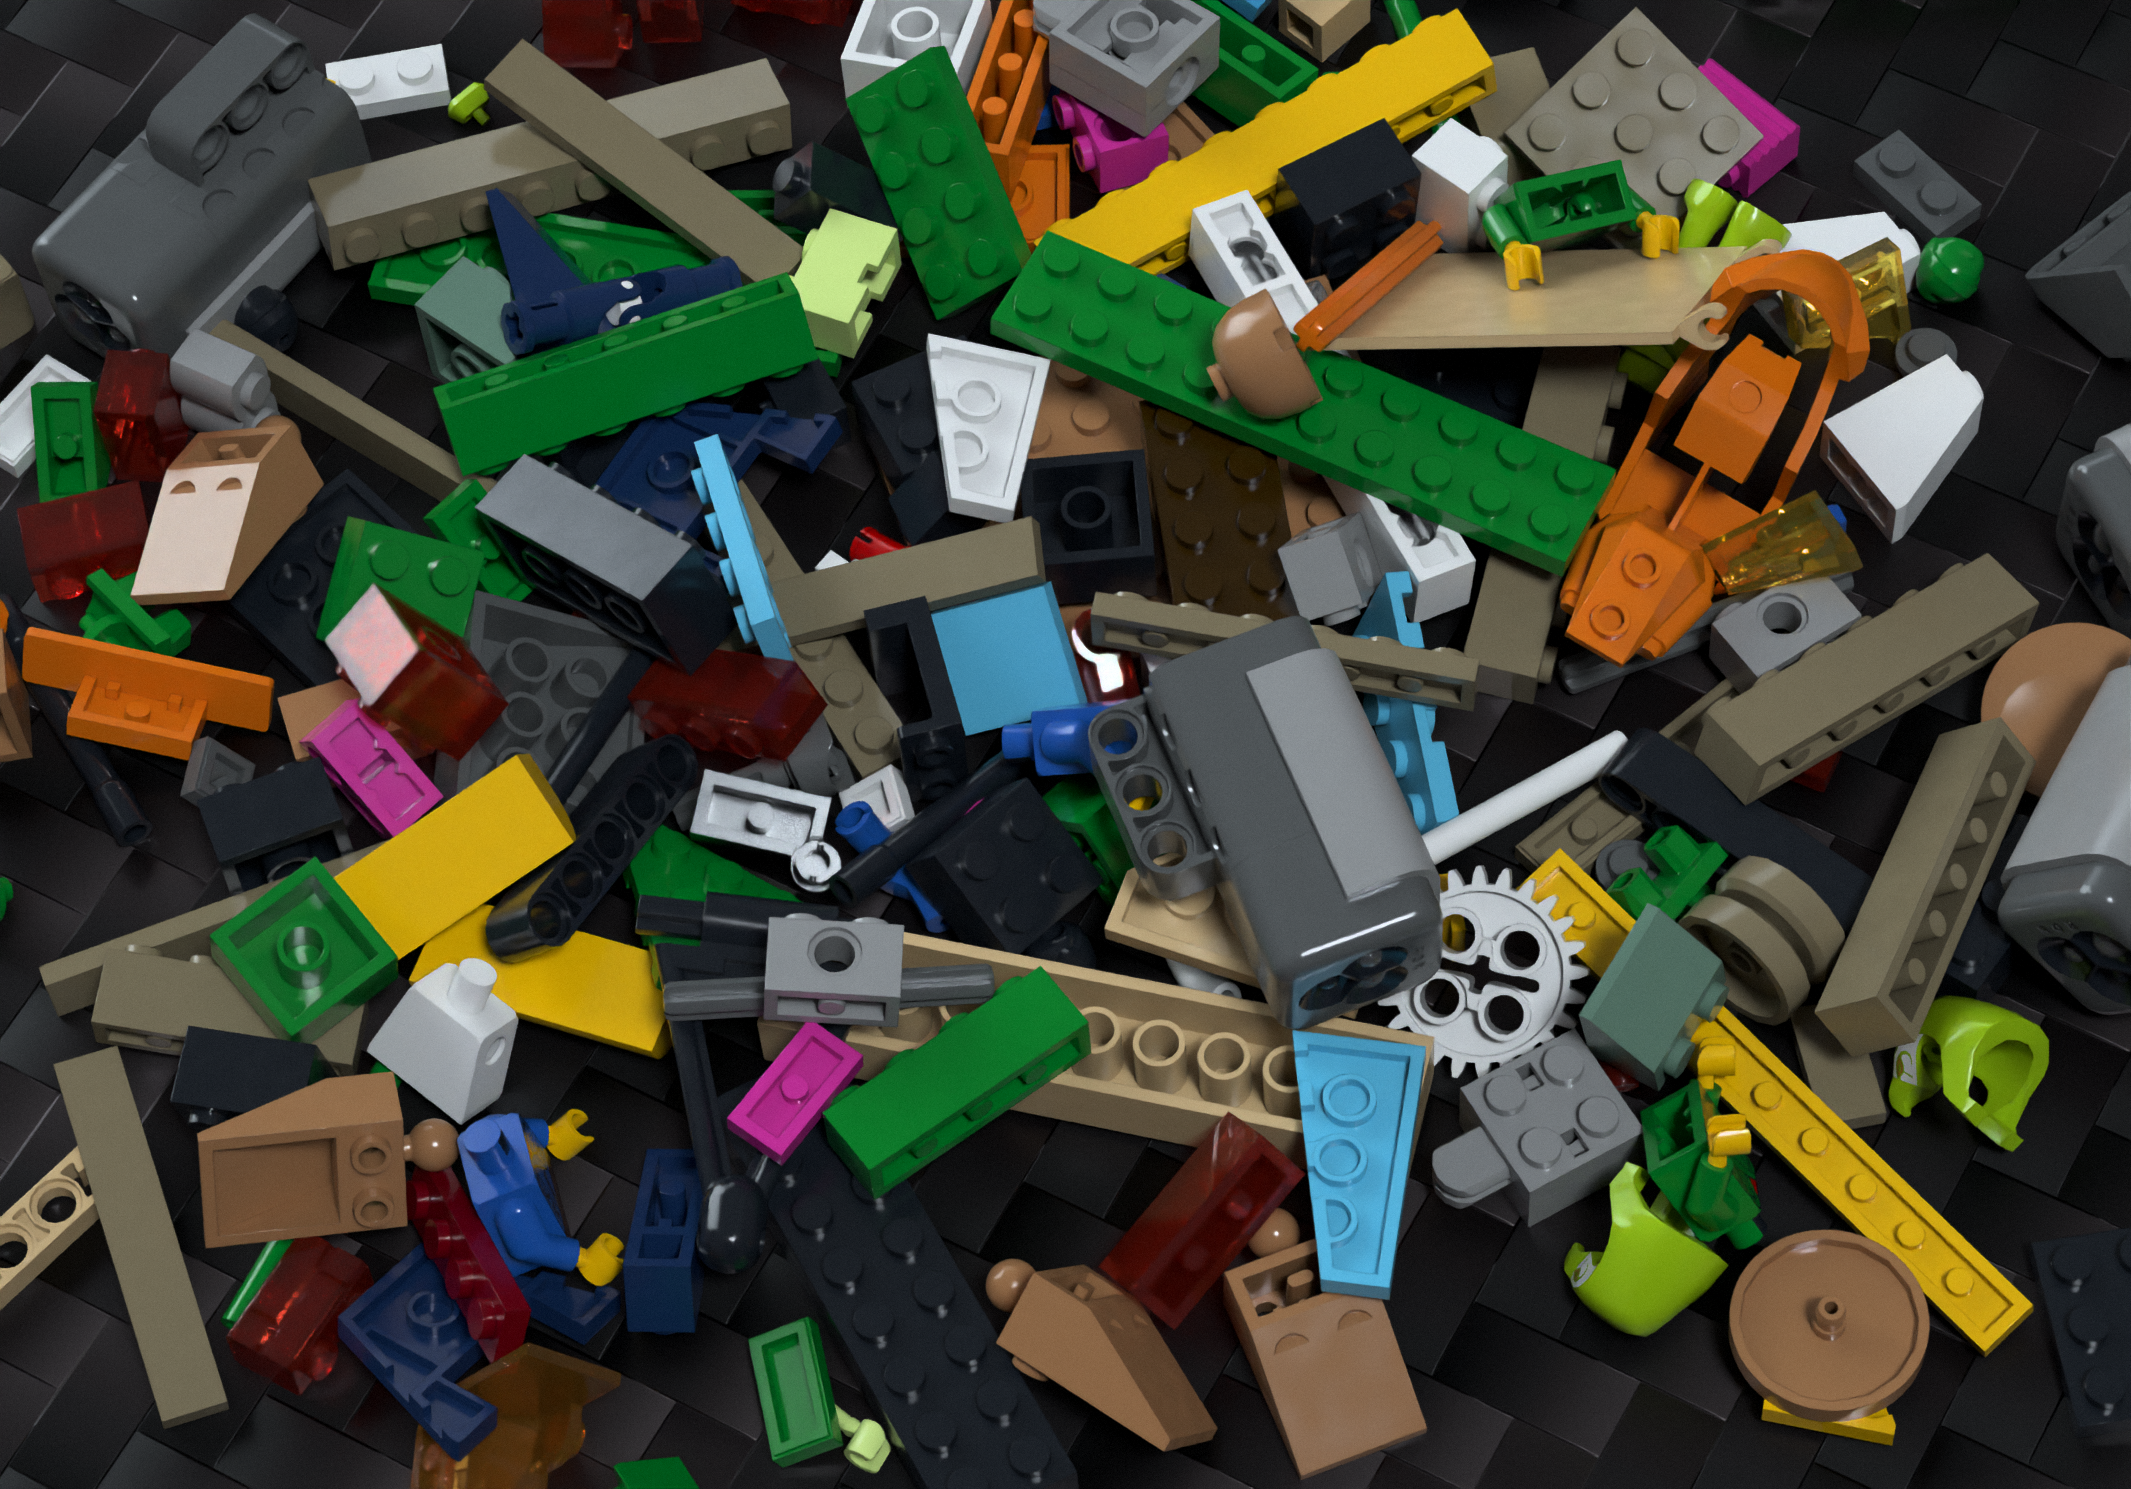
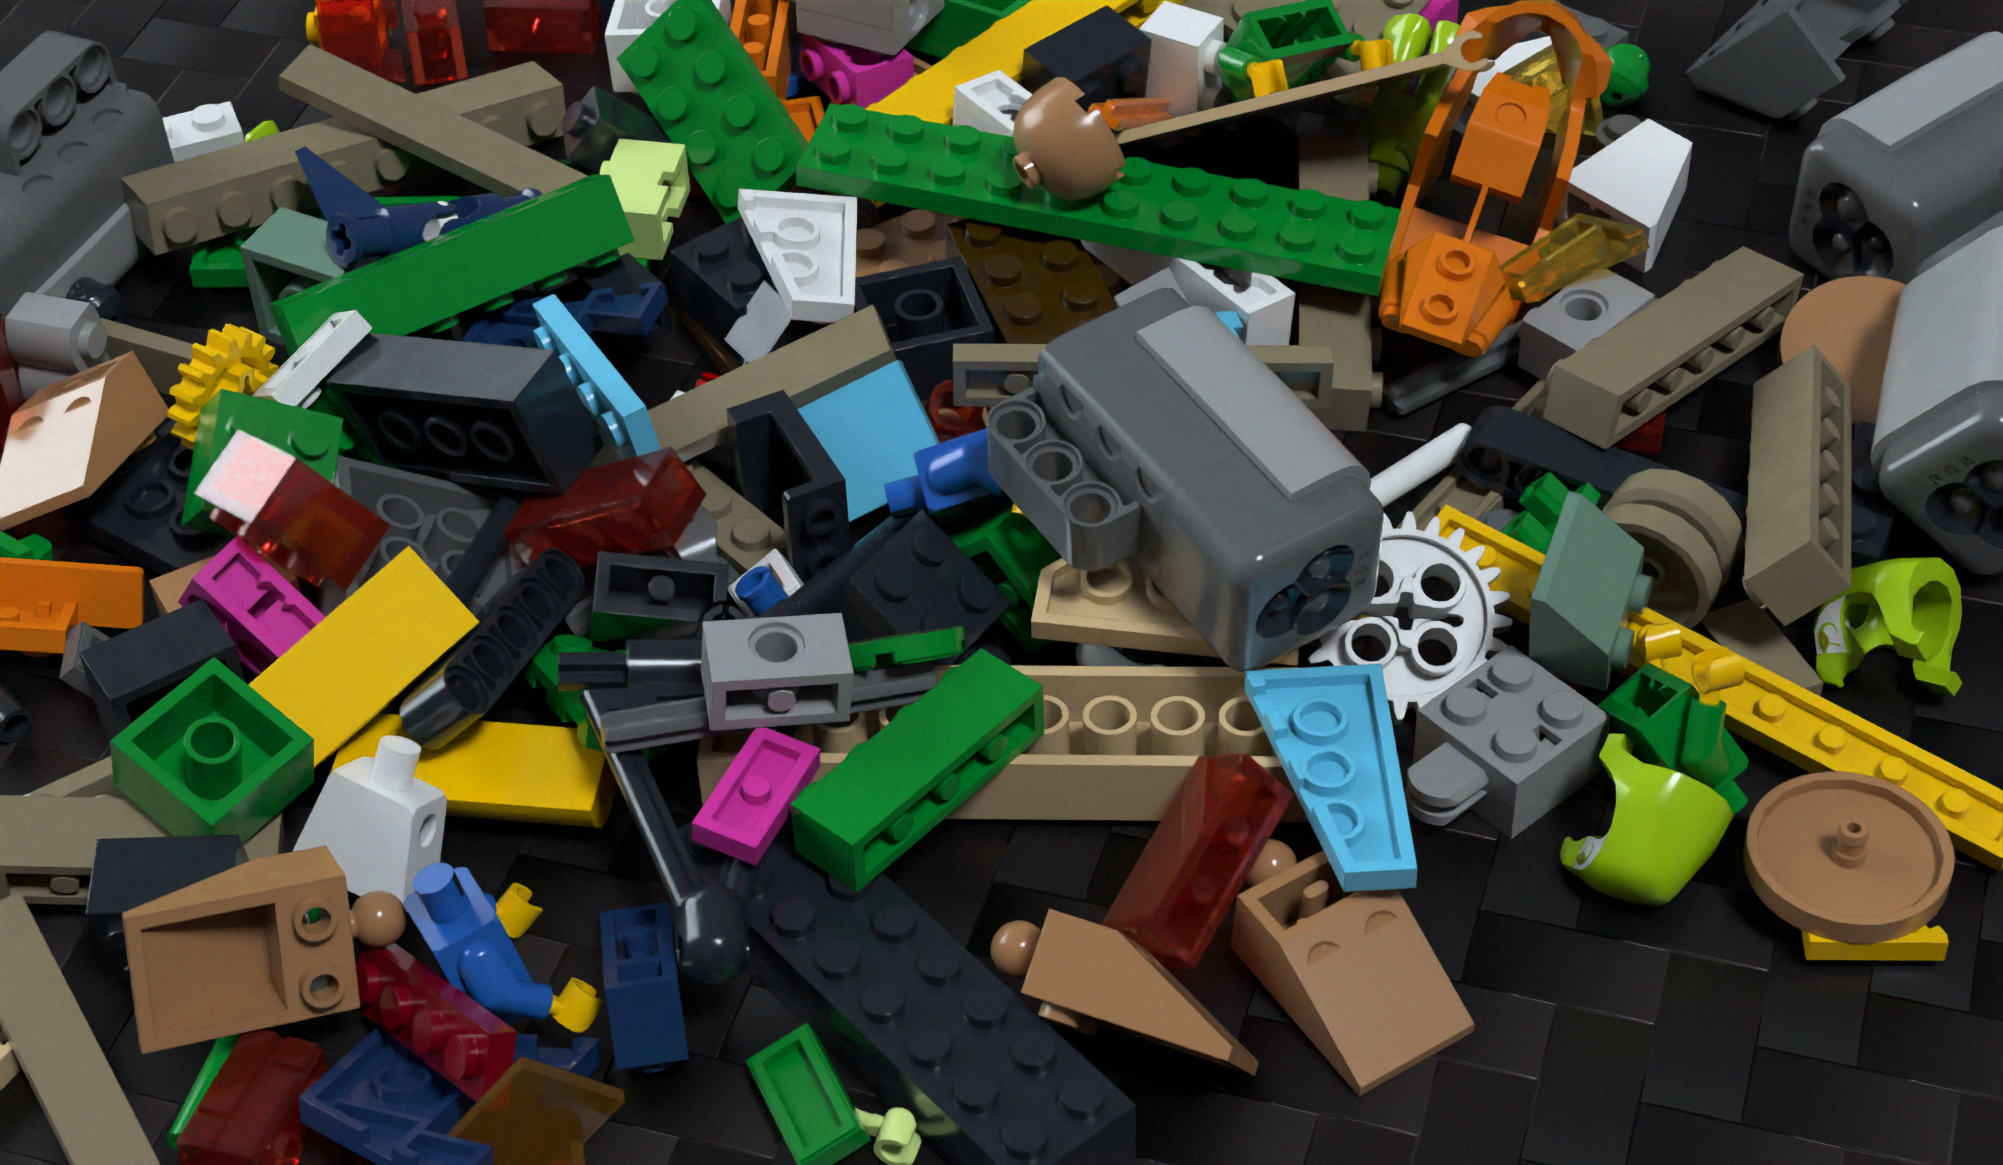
camera: 15 degrees left, 15 degrees down
(376, 481) = (229, 361): none -> yellow gear
(448, 492) = (324, 350): none -> white plate
(967, 945) = (907, 648): none -> green tile

